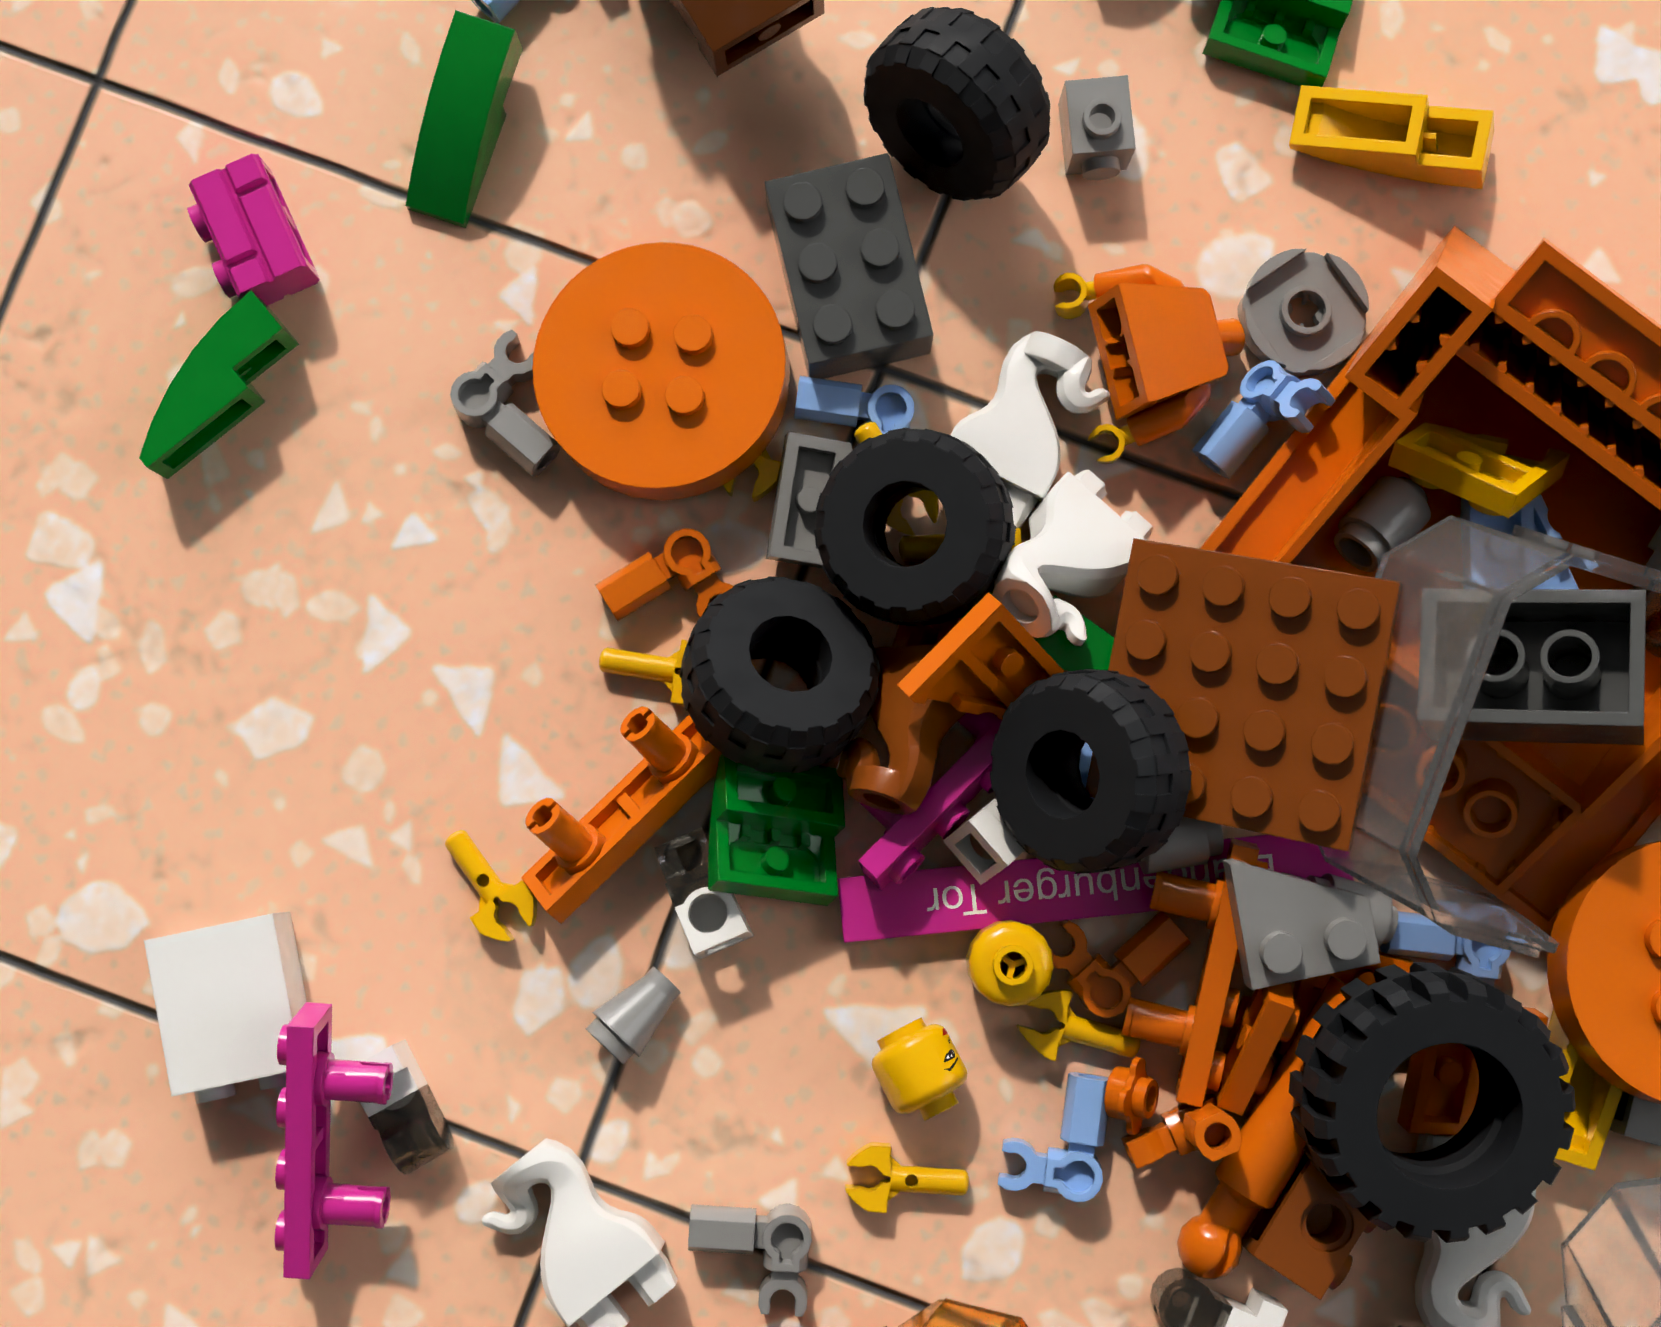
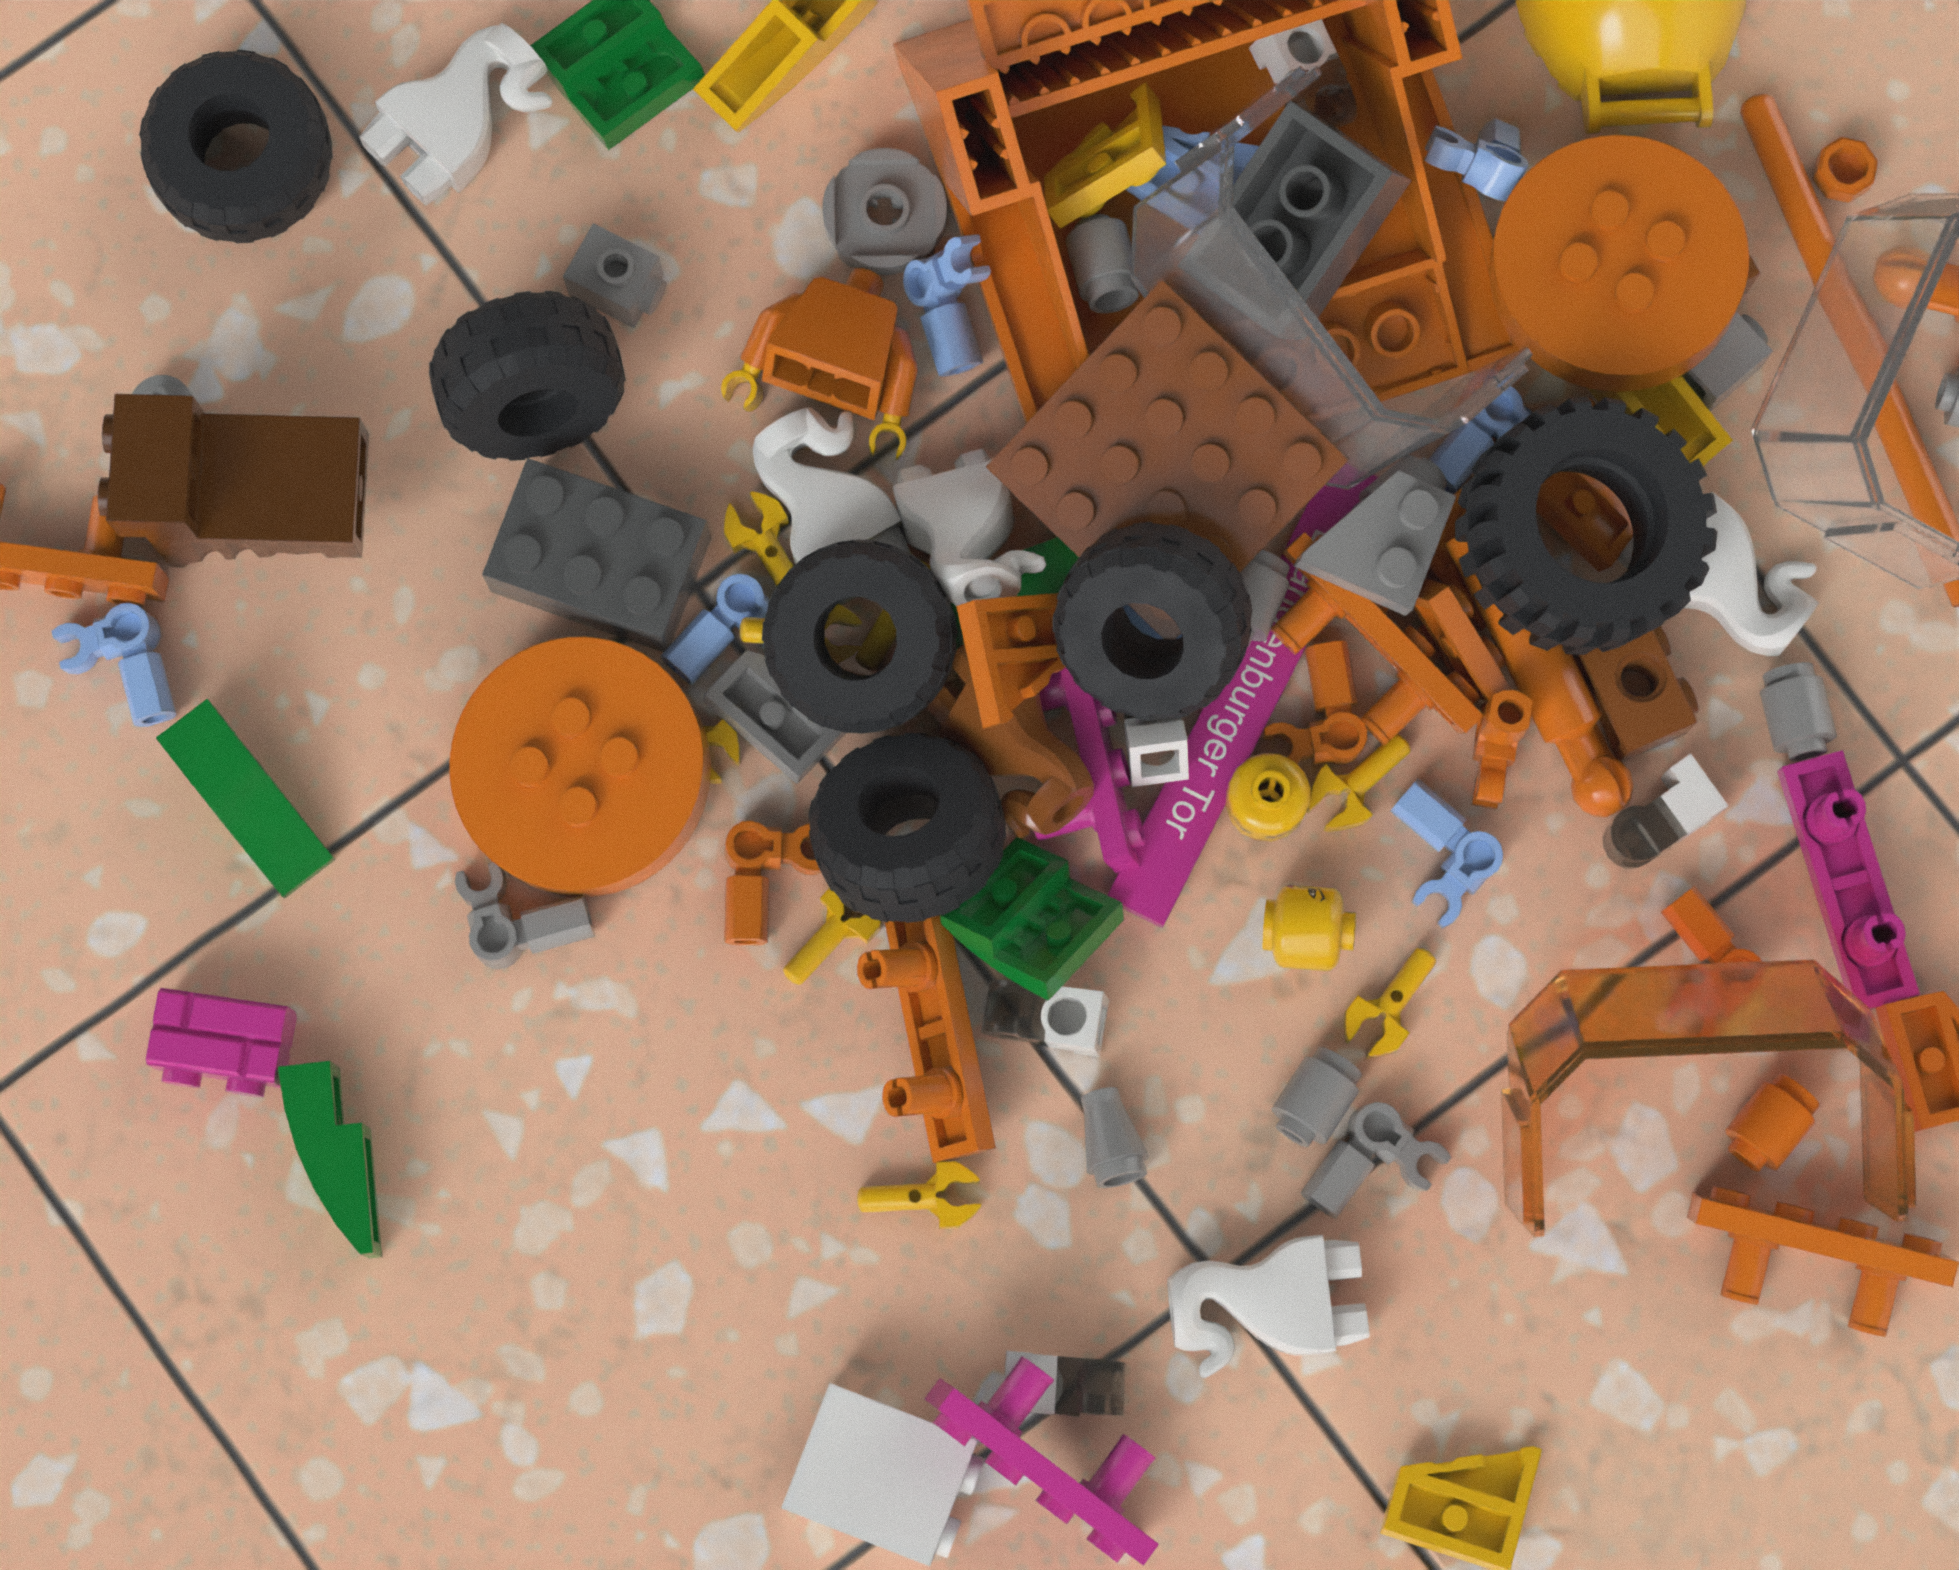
camera: 60 degrees left, 5 degrees down
(779, 1168) = (1316, 1097): none -> light grey brick
(955, 401) = (766, 543): none -> yellow bar
(1131, 1095) = (1440, 769): orange plate -> none

